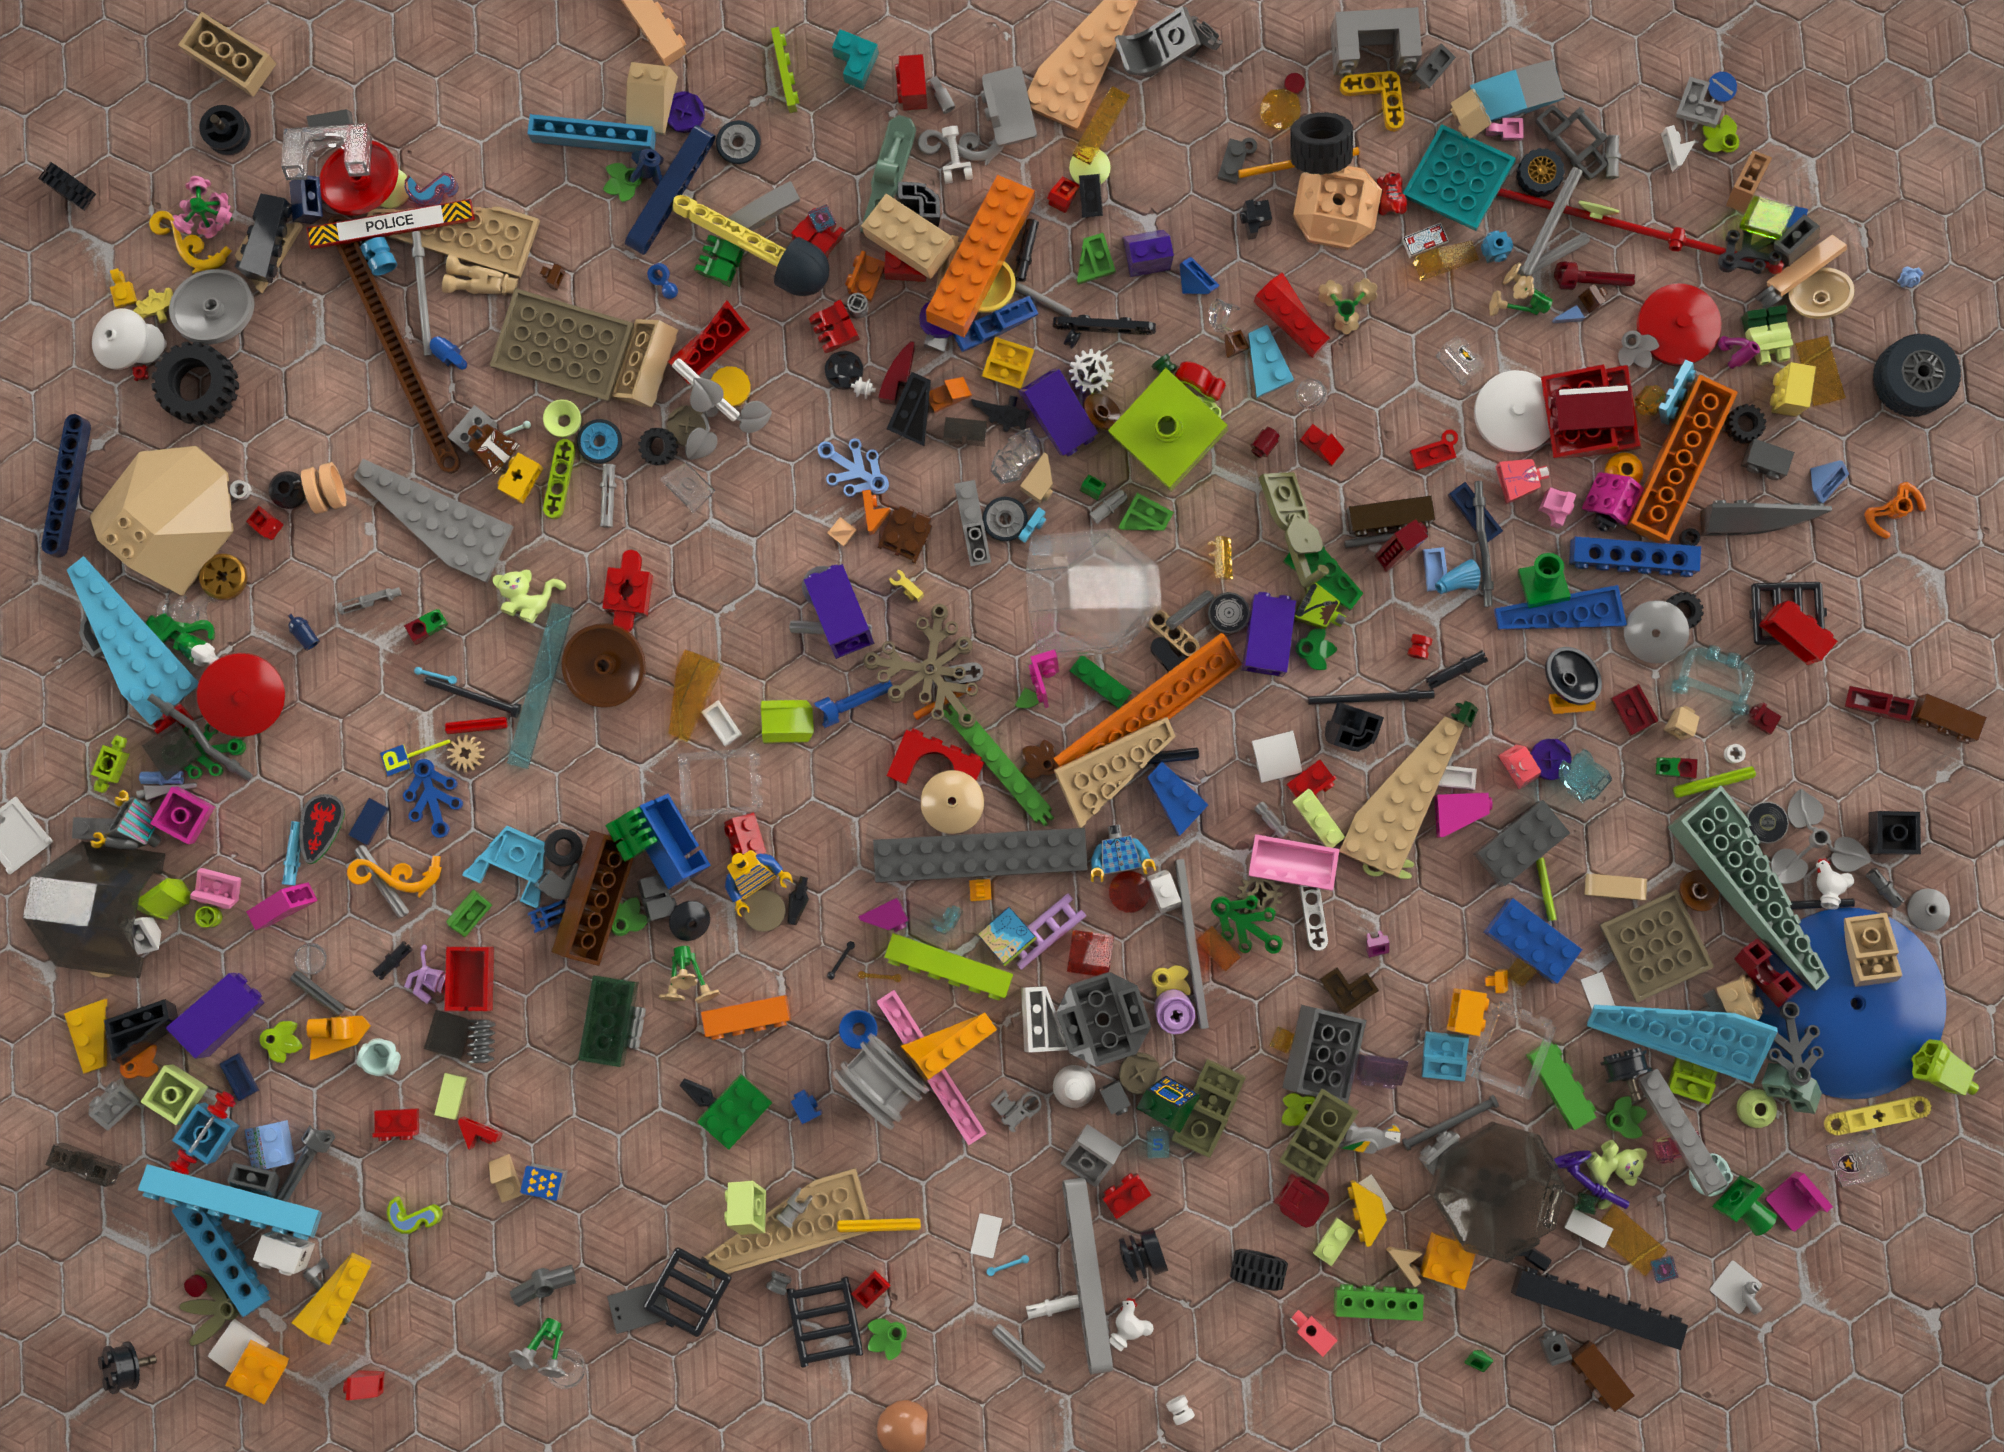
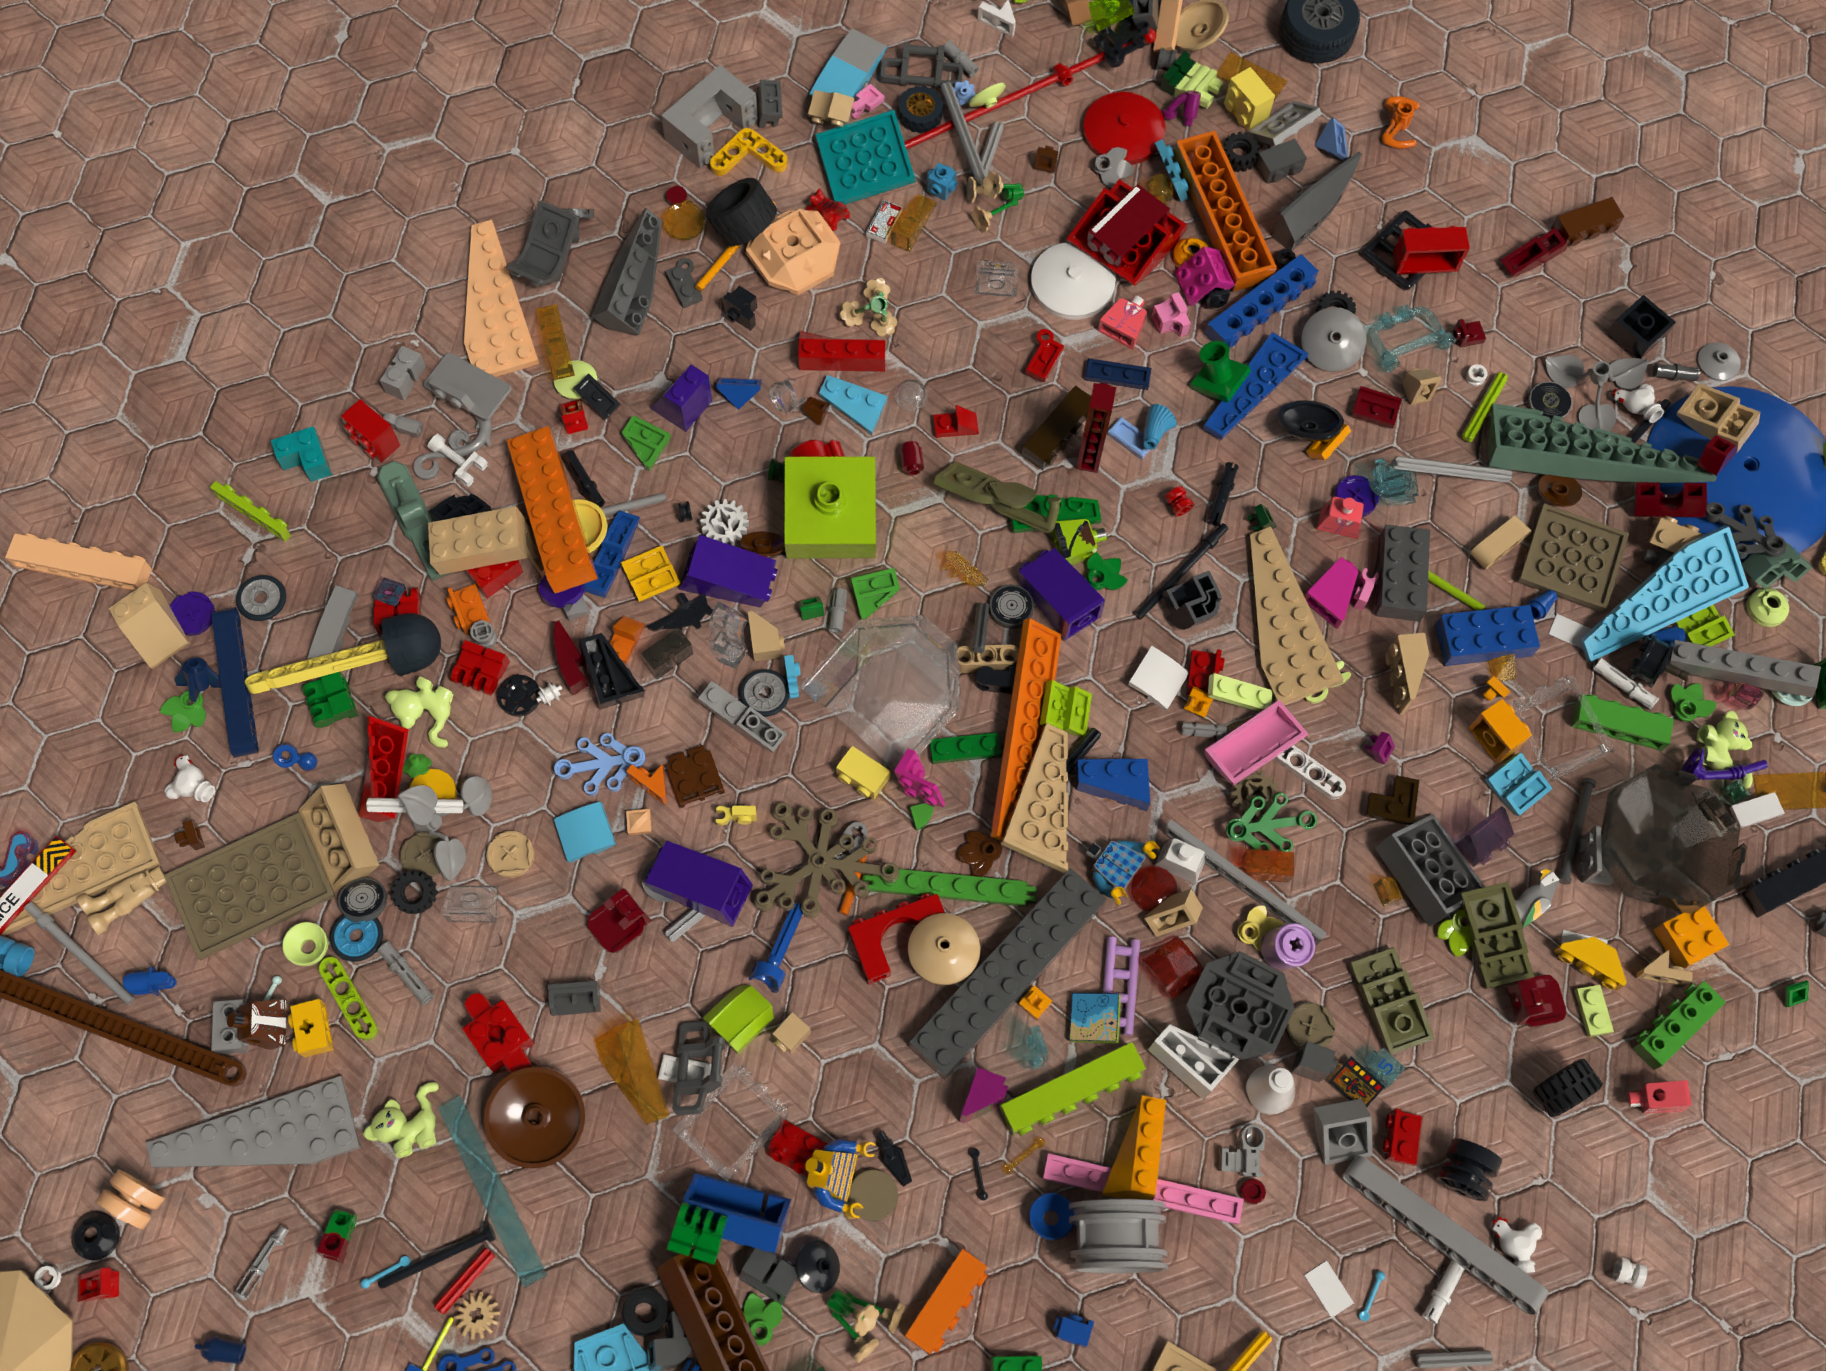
camera: 50 degrees left, 15 degrees down
(583, 236) = (189, 782): none -> white animal
(590, 134) = (120, 695): dark azure brick -> none
(622, 421) = (362, 900): none -> tile
(696, 611) = (574, 998): none -> dark grey hinge
(726, 748) = (710, 1047): none -> dark grey bar
(735, 359) = (417, 765): none -> bright green plant
(741, 476) = (510, 854): none -> tan tile
(765, 313) = (410, 704): none -> yellowish green animal
(766, 587) = (618, 922): none -> dark red piece
(801, 506) = (584, 831): none -> medium azure slope
(807, 762) = (791, 1034): none -> tan brick
(966, 55) = (396, 379): none -> light grey piece
(998, 1134) = (1252, 1191): none -> dark red tile
(1015, 635) = (862, 773): none -> light yellow brick
(1123, 325) = (686, 491): black piece -> none
(1125, 920) = (1174, 913): none -> tan slope
(1131, 1135) = (1356, 1082): none -> piece
(1168, 1103) = (1359, 1024): dark green slope -> none
(1192, 718) = (1066, 708): none -> lime slope
(1200, 122) = (631, 279): none -> dark grey wedge
(1285, 798) = (1198, 702): none -> light orange tile
(1368, 540) = (1064, 457): dark grey bar -> none
(1456, 907) = (1407, 663): none -> tan slope
(1459, 778) = (1308, 569): white tile -> none
(1478, 831) = (1363, 593): none -> bright pink plate
(1479, 503) = (1115, 362): dark grey bar -> none
(1537, 1259) = (1752, 870): black bar -> none
(1568, 279) = (1017, 154): dark red piece -> none
(1571, 315) = (1043, 183): medium blue piece -> none
(1586, 188) = (964, 92): none -> light blue plant
(1593, 1062) = (1623, 682): none -> white pin
(1594, 956) = (1541, 604): none -> blue cone
(1635, 805) = (1451, 469): none -> light grey axle
(1660, 1061) = (1670, 634): none -> blue cone
(1677, 767) = (1450, 419): leg -> none
(1801, 432) = (1284, 123): none -> light grey plate
(1834, 975) = (1716, 455): none -> dark red slope

